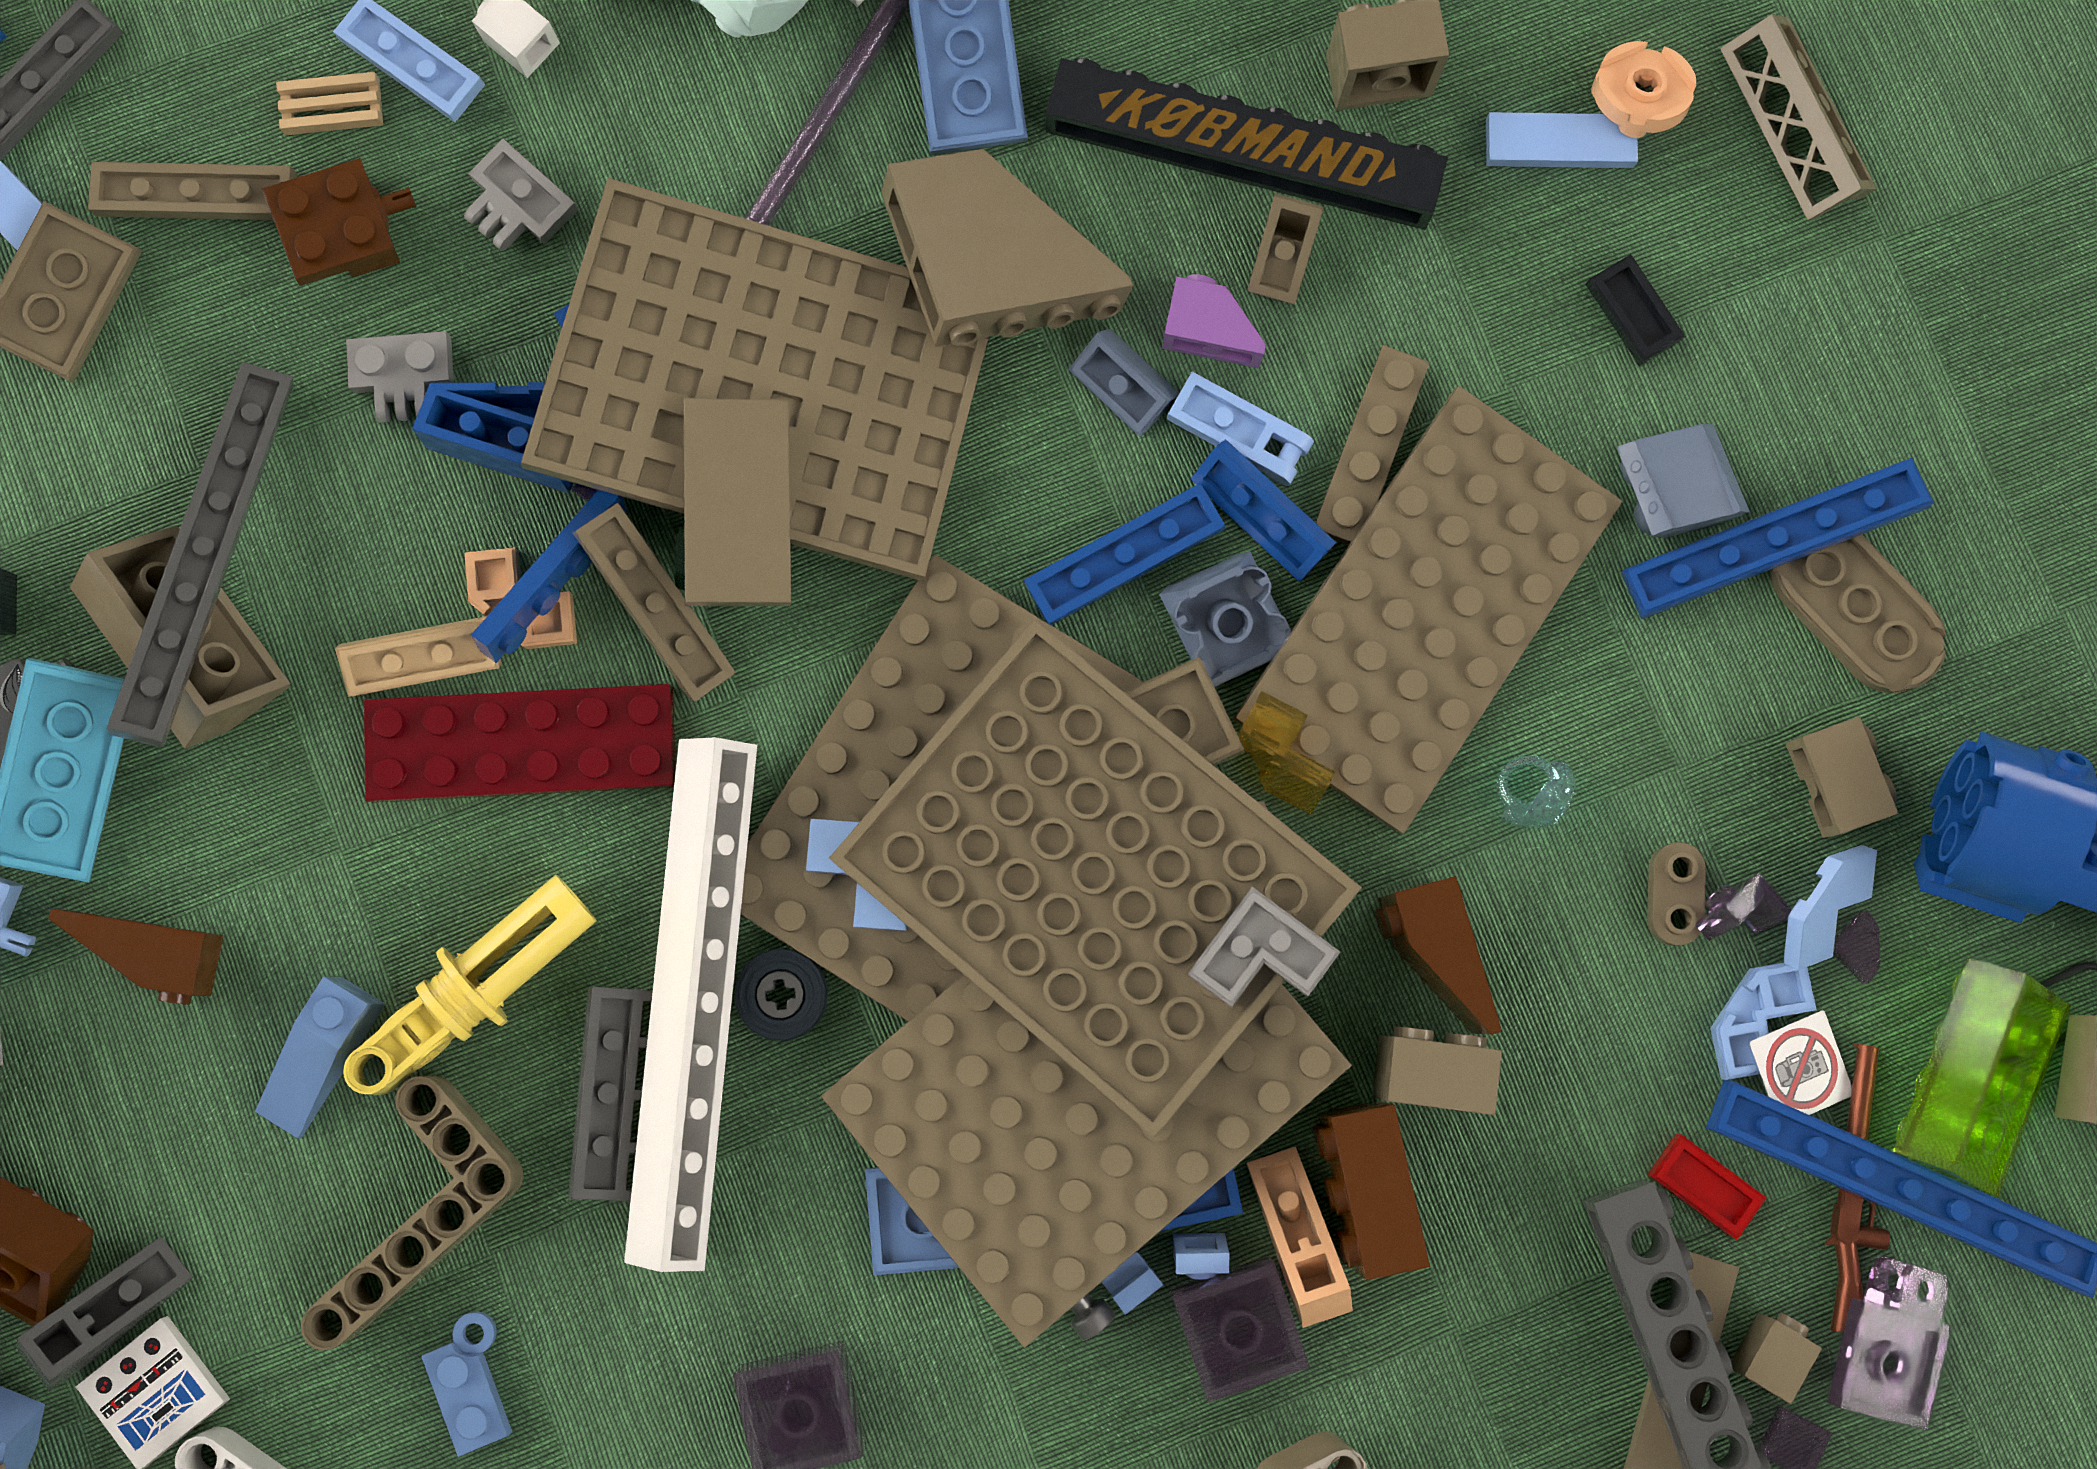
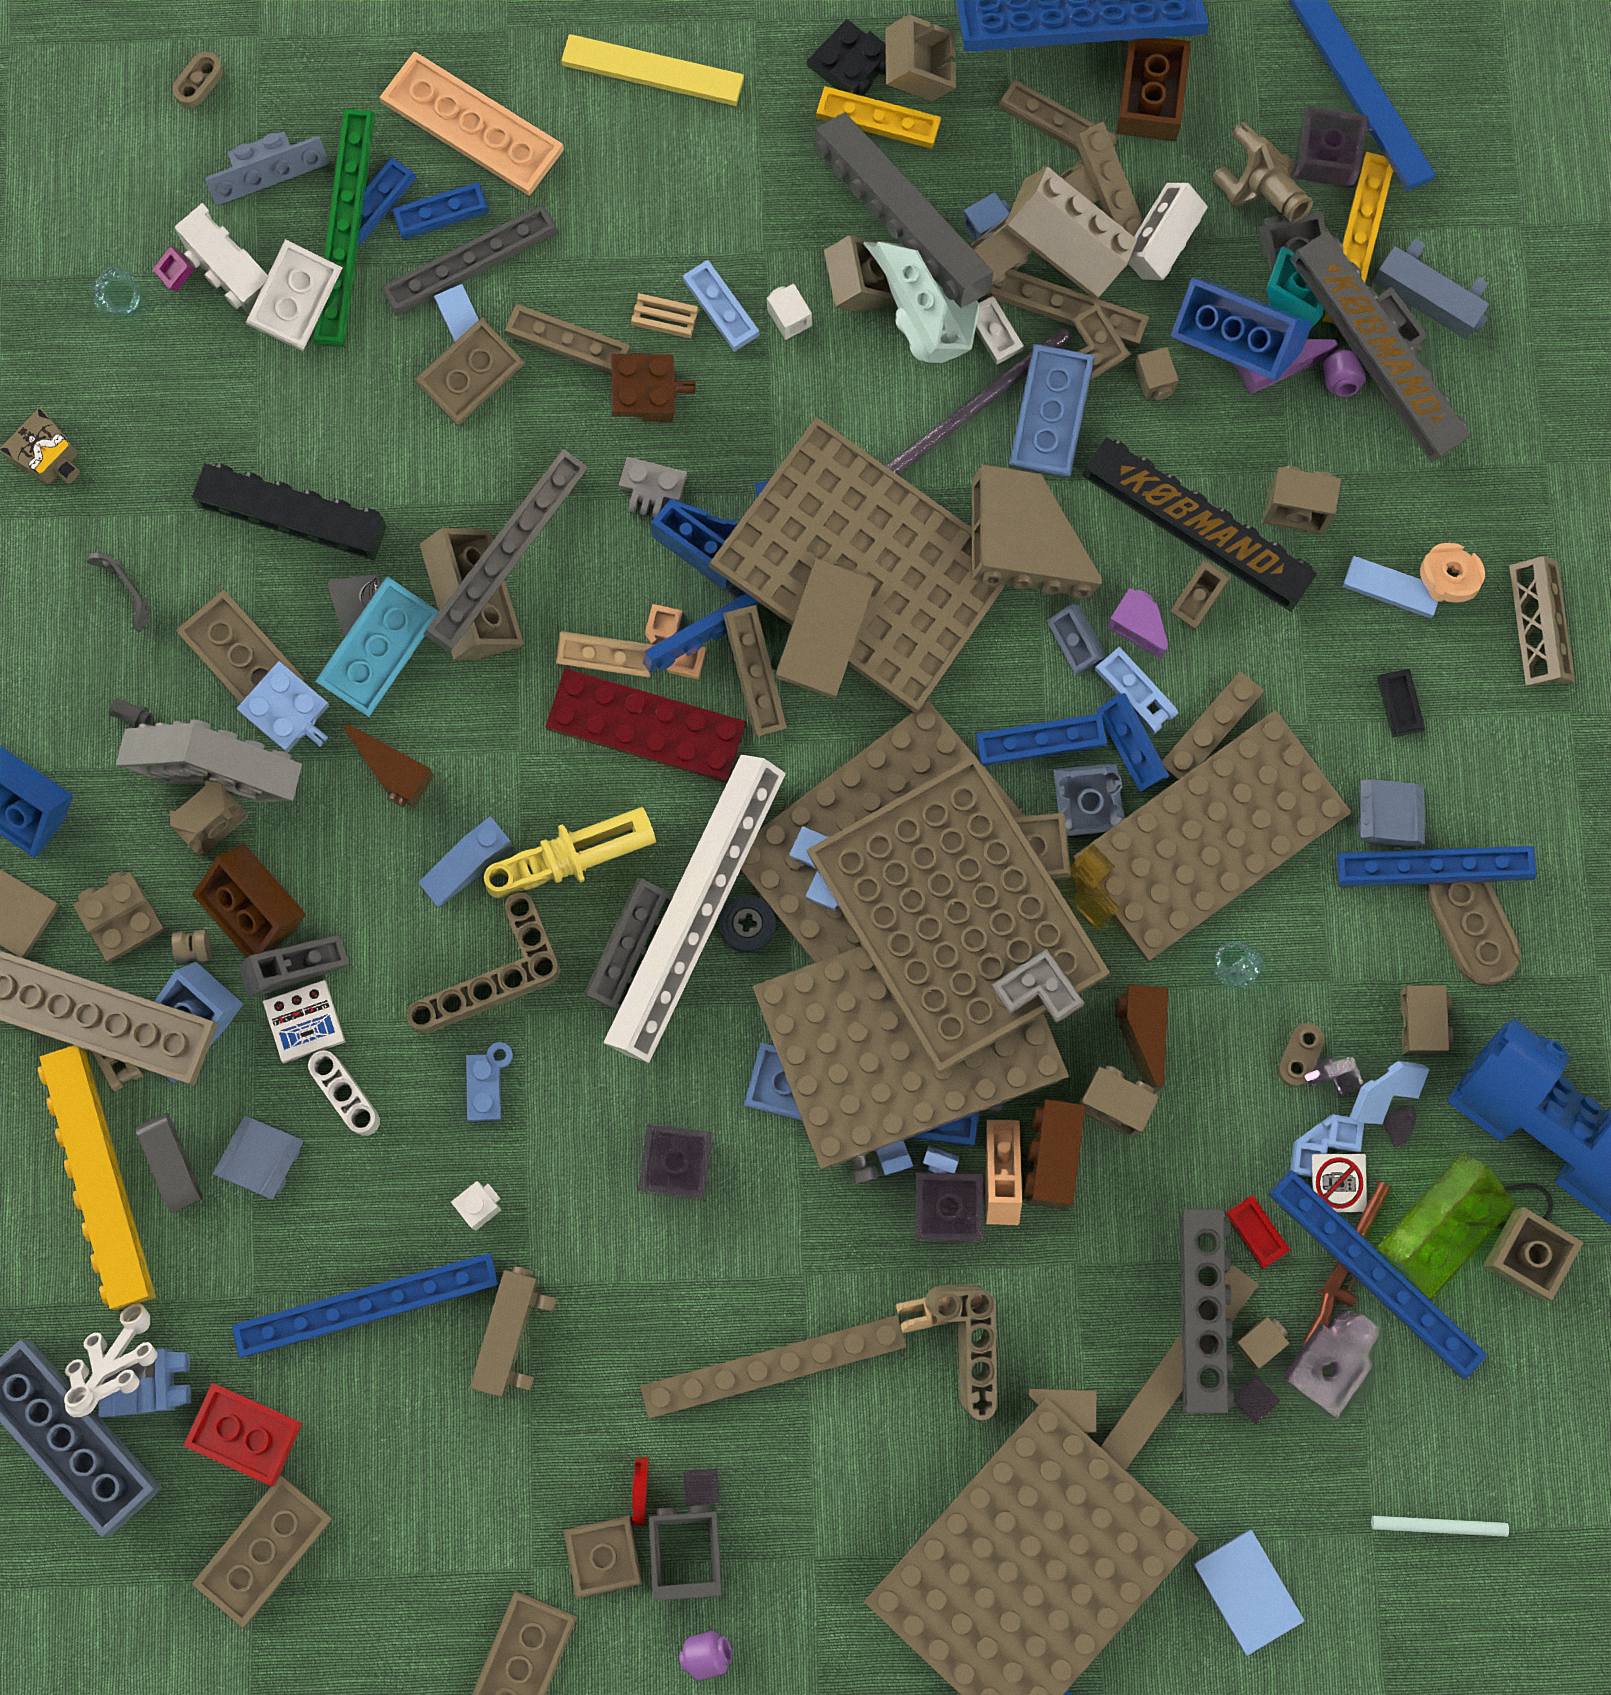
camera: 20 degrees right, 5 degrees down
(516, 198) = (755, 408): light grey hinge -> none

